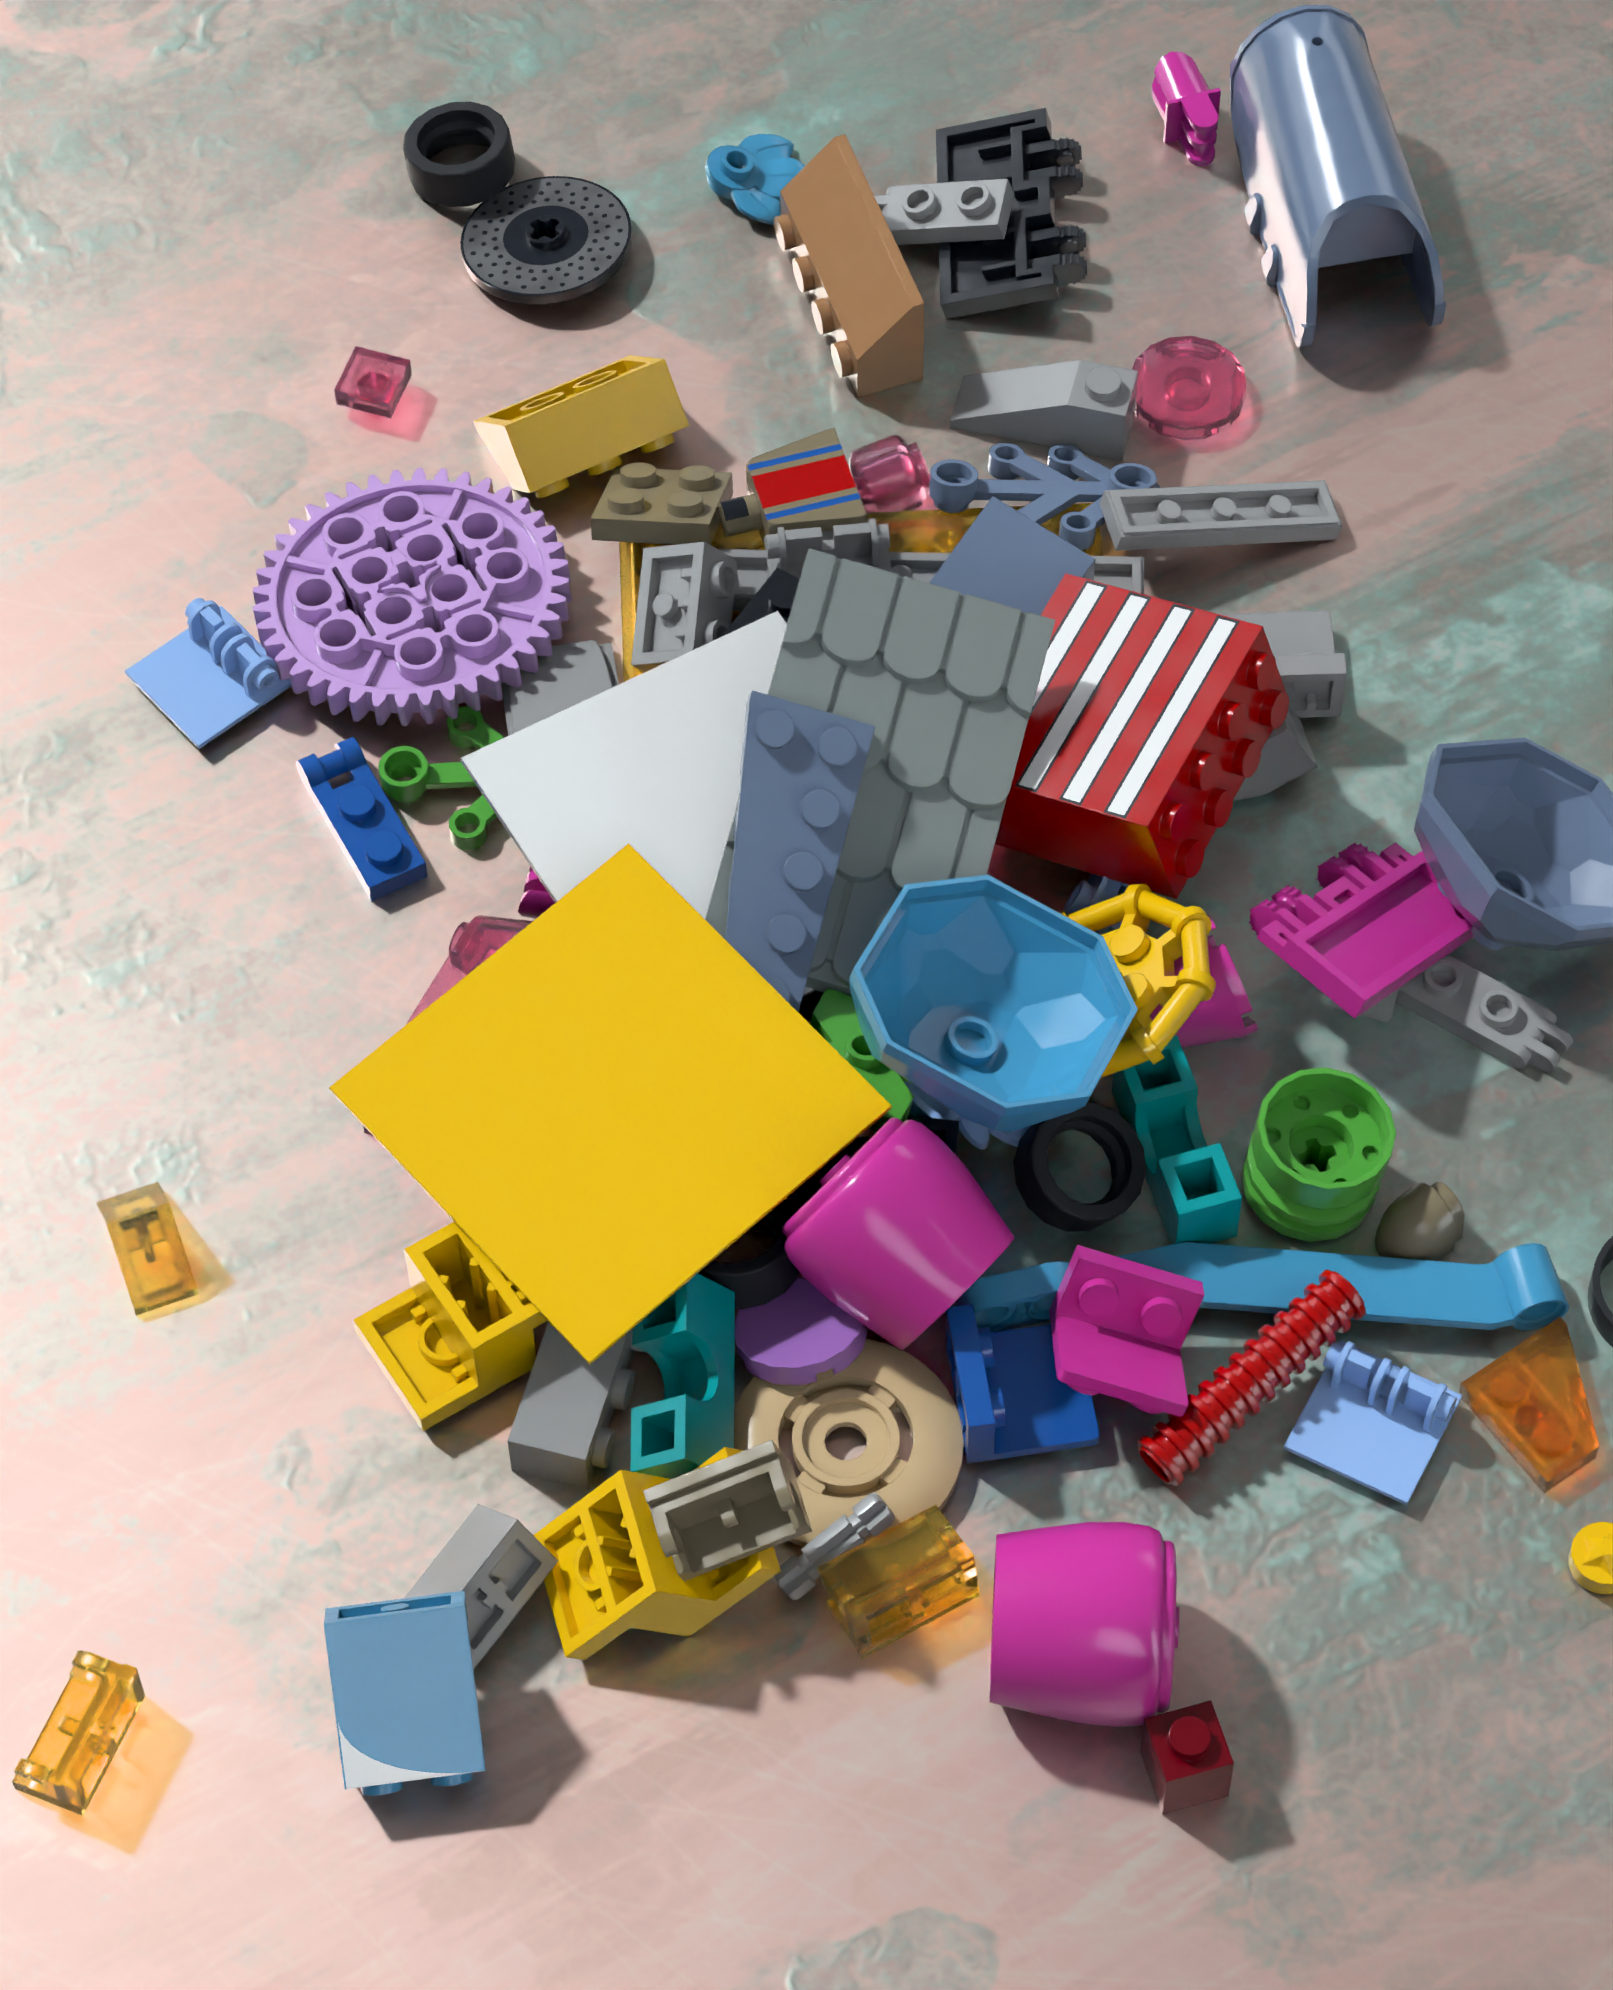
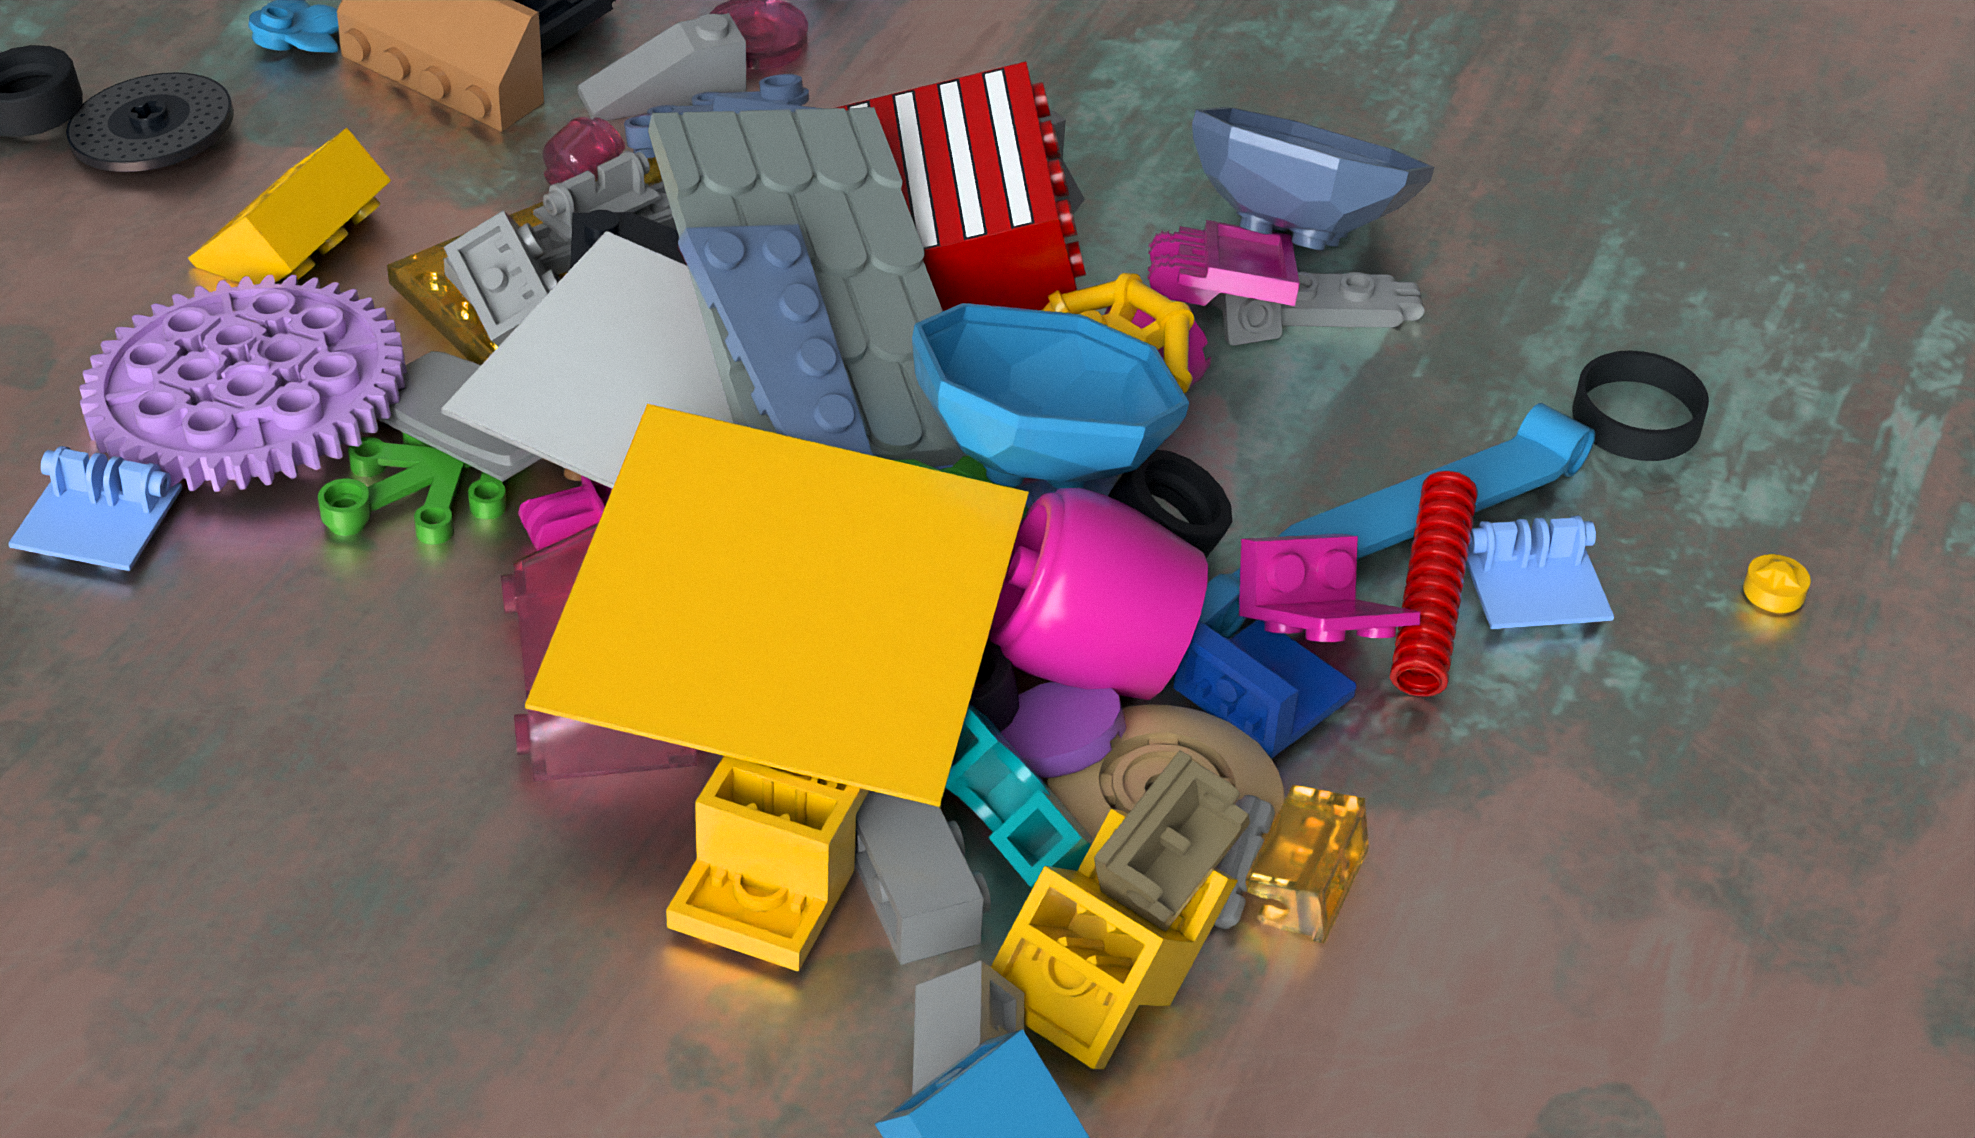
camera: 40 degrees left, 15 degrees down
(147, 1248) = (410, 956): clear yellow slope -> none
(362, 820) = (330, 555): blue plate -> none
(373, 382) = (76, 259): clear pink plate -> none
(661, 505) = (395, 244): dark tan plate -> none
(796, 489) = (525, 167): torso -> none
(1084, 1622) = (1499, 795): dark pink piece -> none
(1183, 1173) = (1267, 486): teal arch -> none
(1186, 1757) = (1651, 859): dark red brick -> none
(1220, 515) = (866, 79): light grey tile -> none
(1318, 1154) = (1339, 416): bright green wheel -> none
(1421, 1224) = (1438, 435): dark tan piece -> none
(1537, 1406) = (1636, 514): clear orange wing -> none

